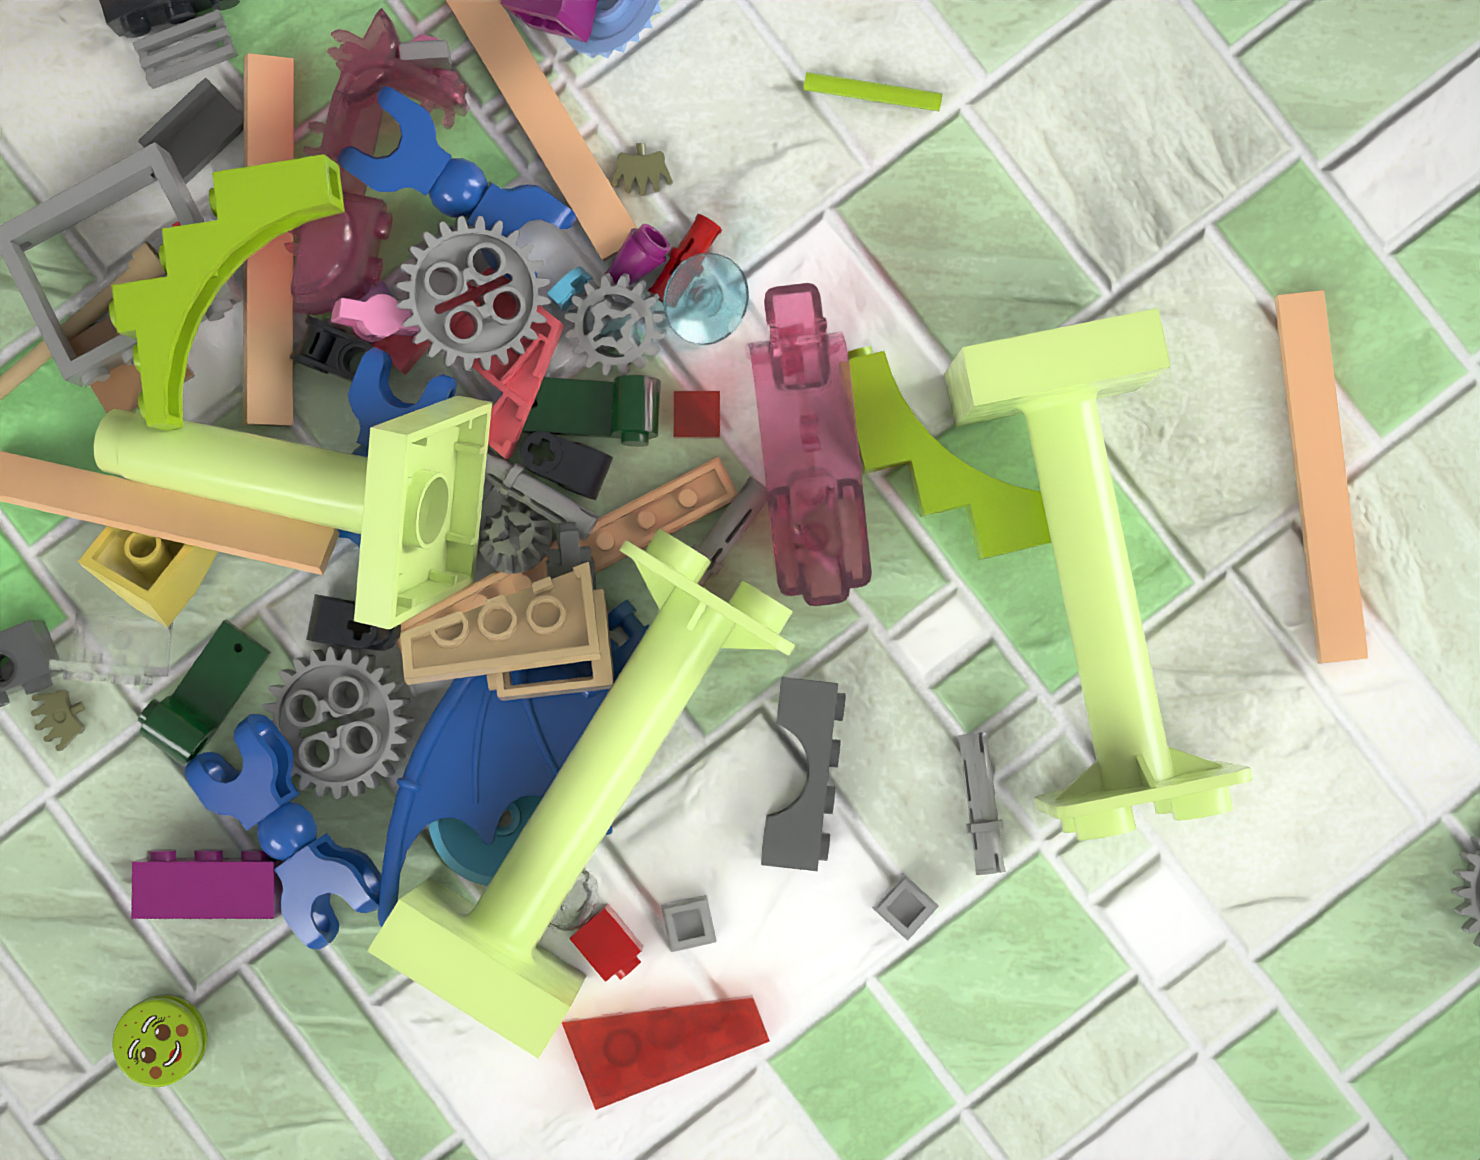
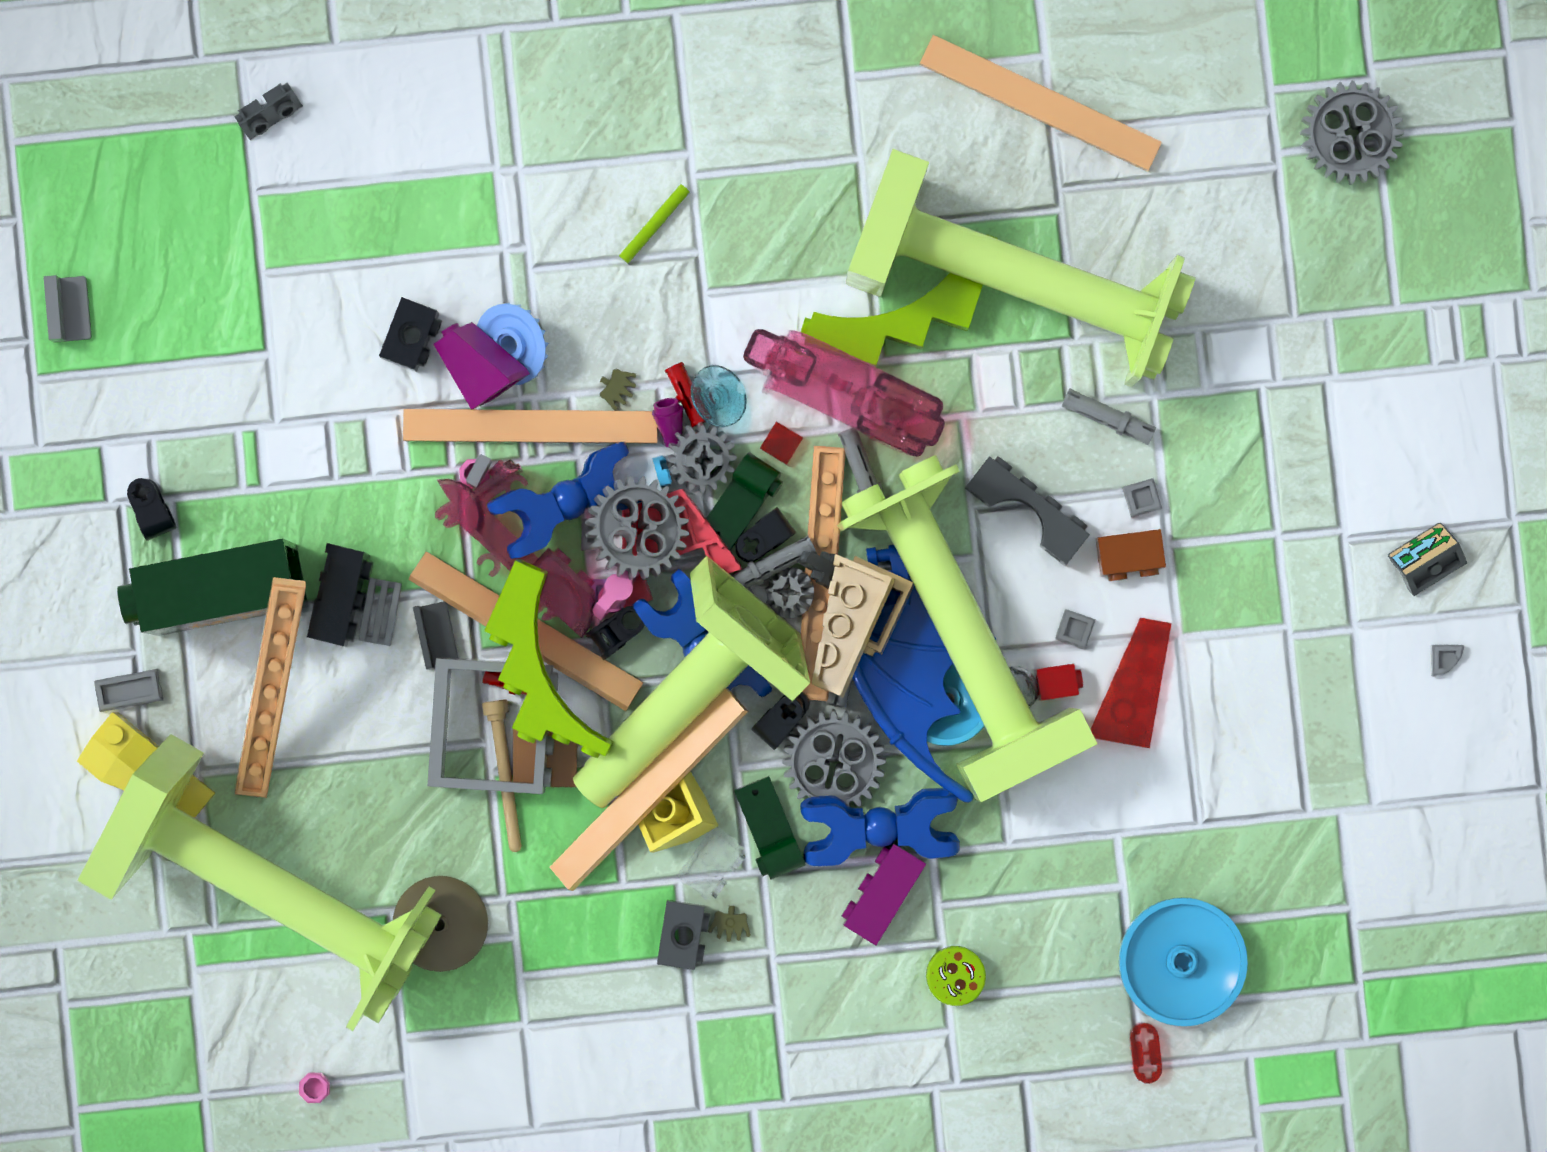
camera: 65 degrees left, 0 degrees up
(825, 937) = (1130, 553): none -> dark orange brick

